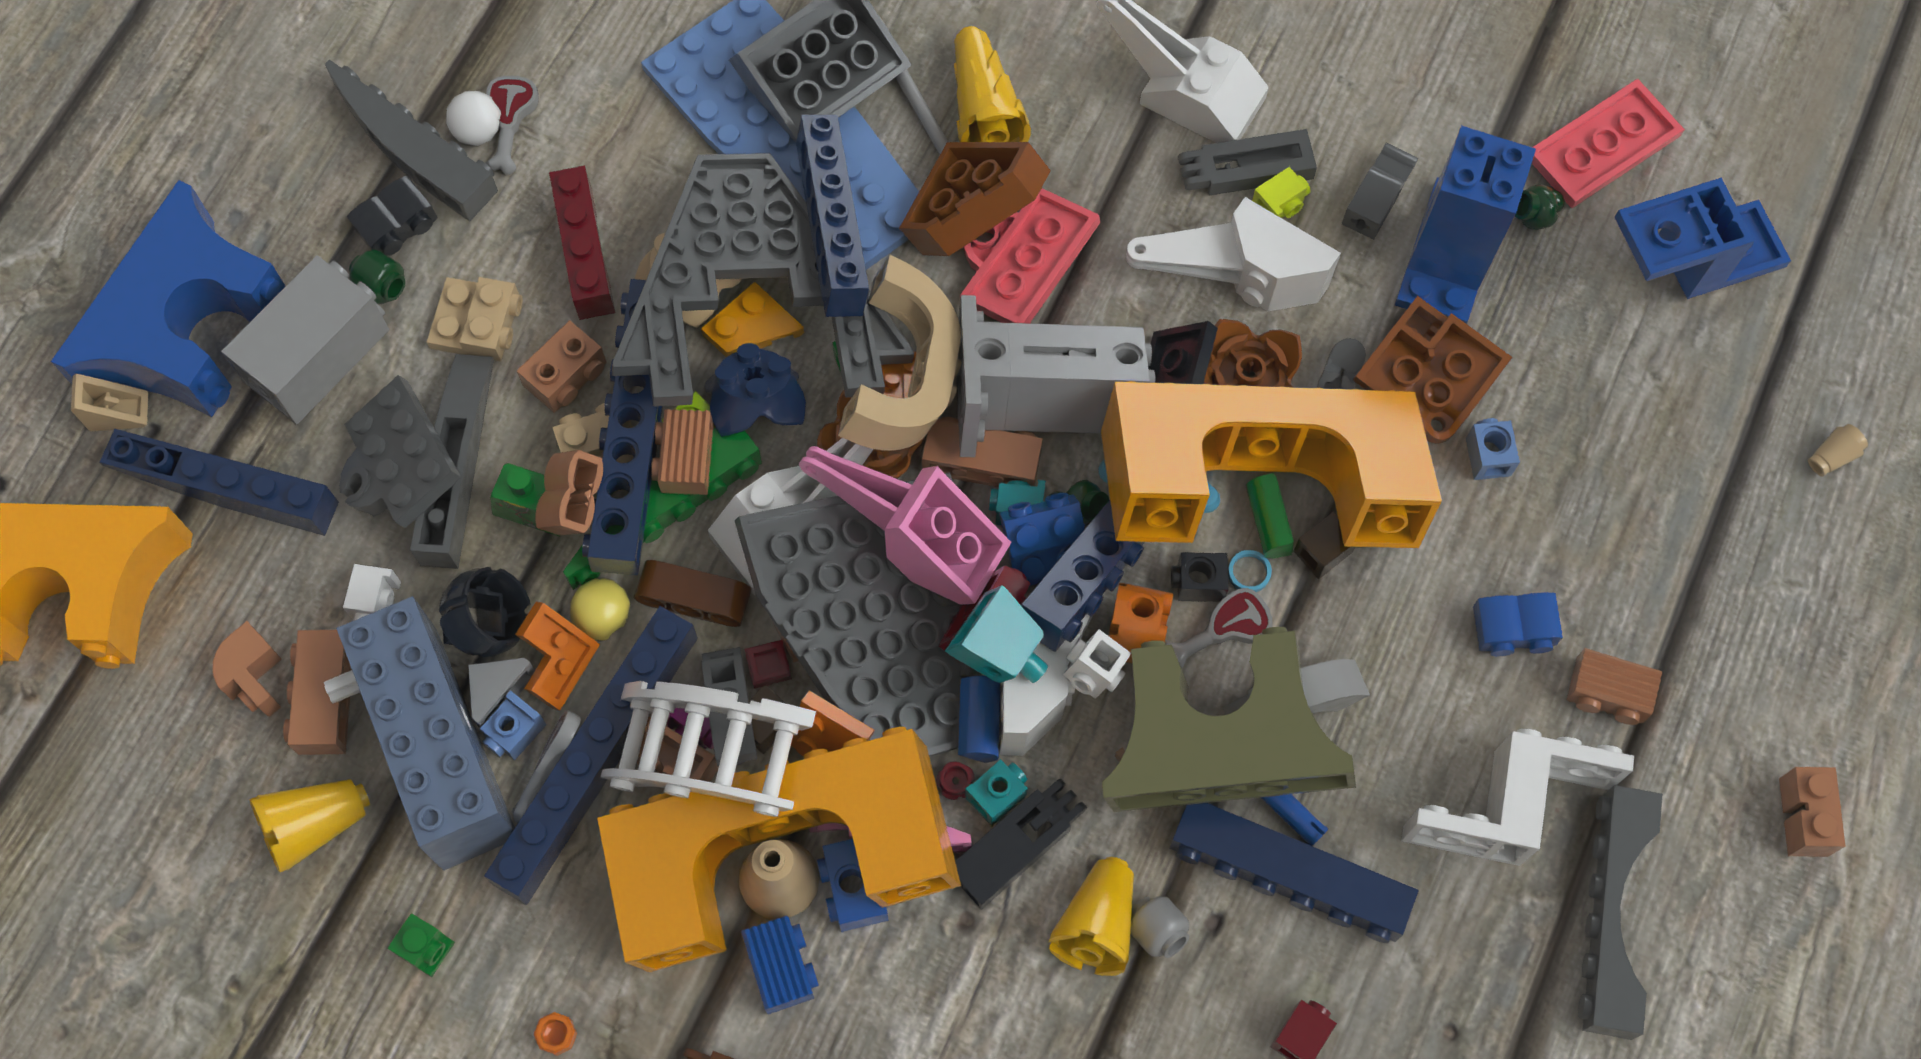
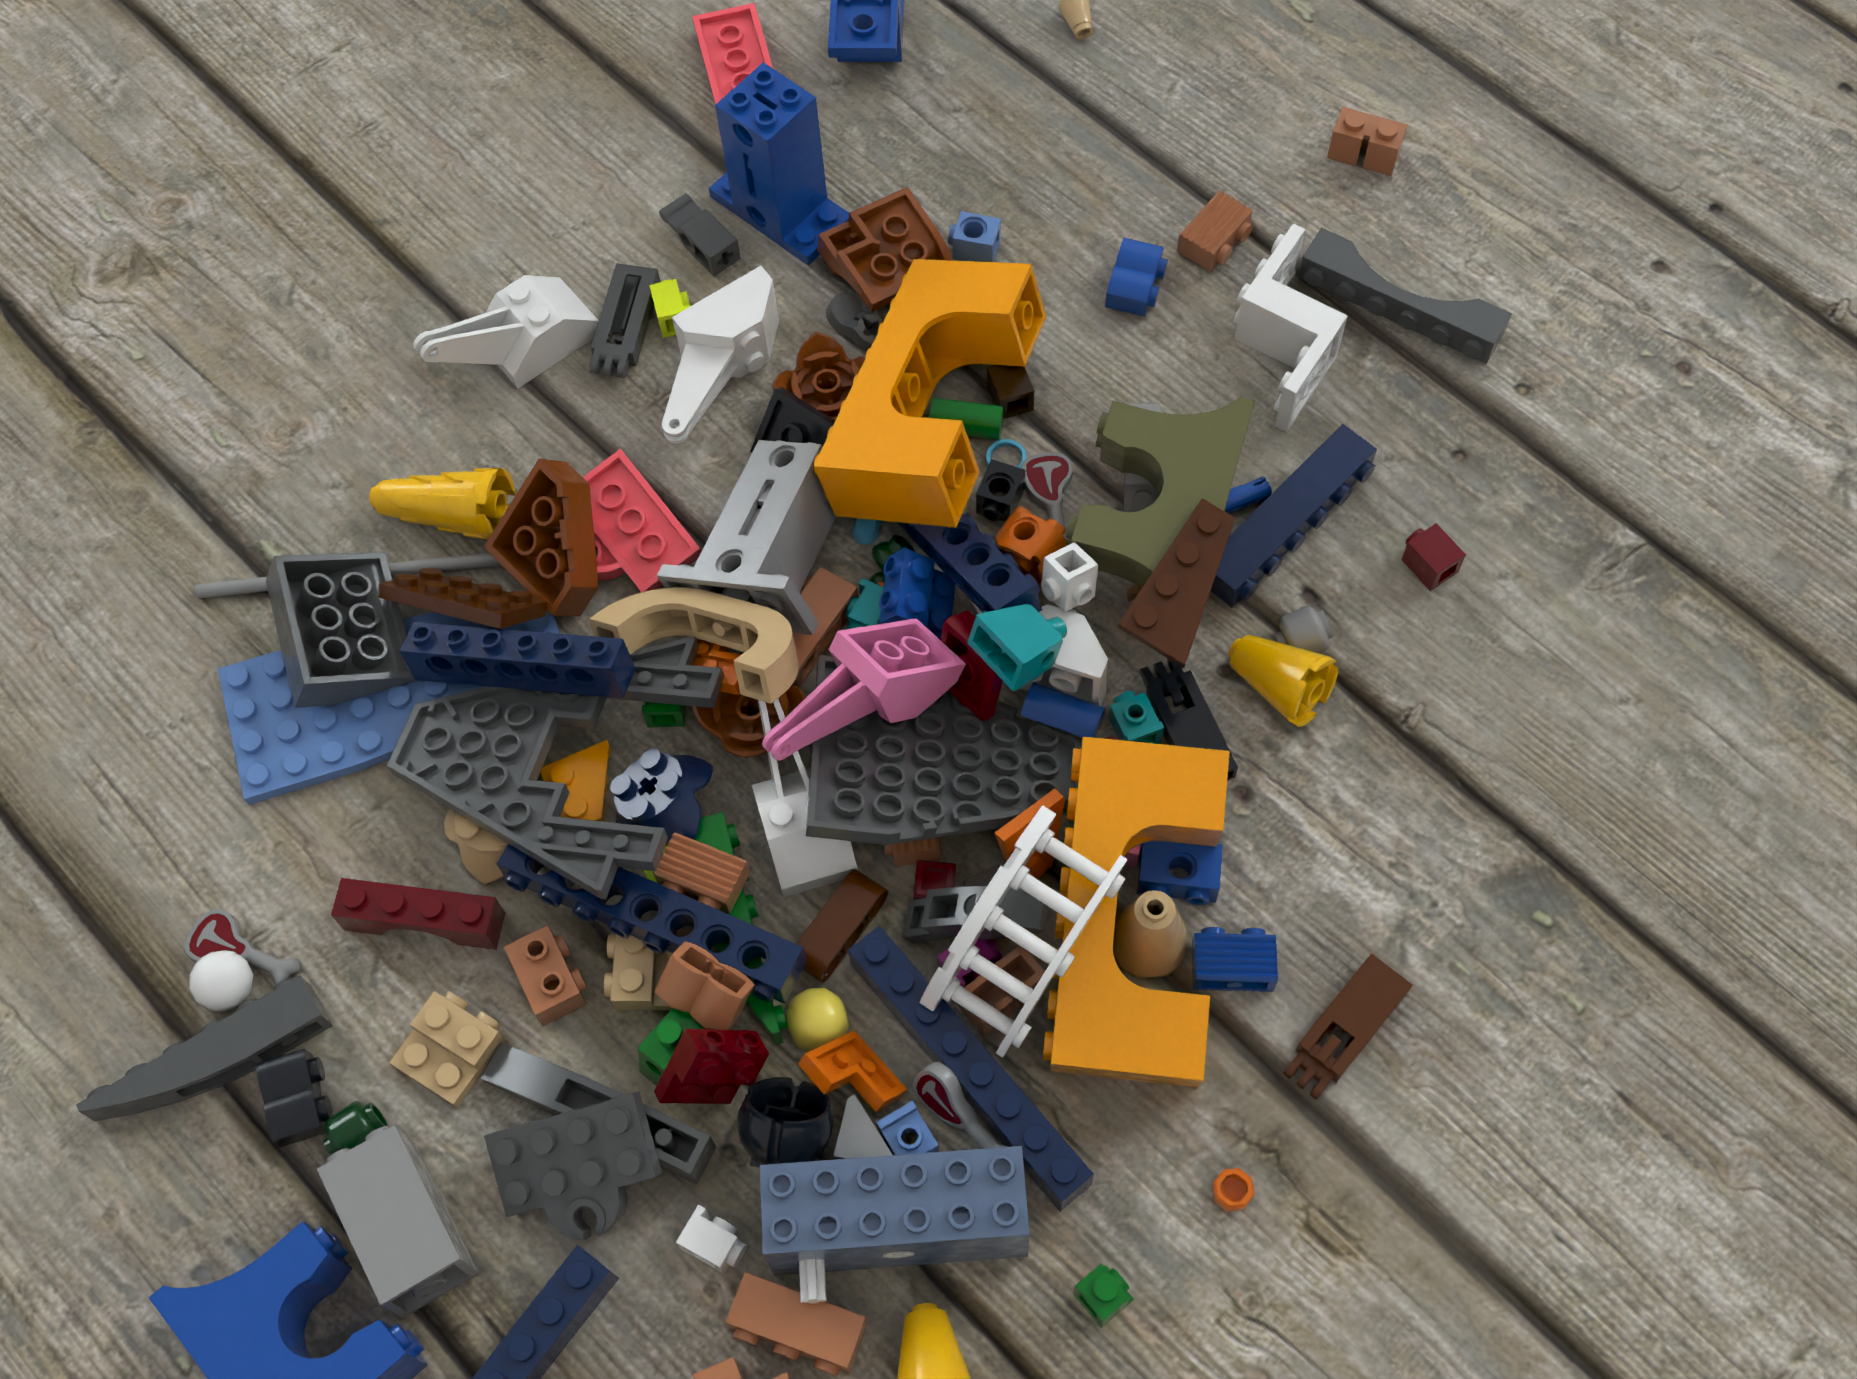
camera: 65 degrees left, 5 degrees down
(510, 530) = (711, 1066): none -> dark red plate
(881, 147) = (463, 599): none -> reddish brown plate
(1111, 769) = (1177, 591): none -> reddish brown wing

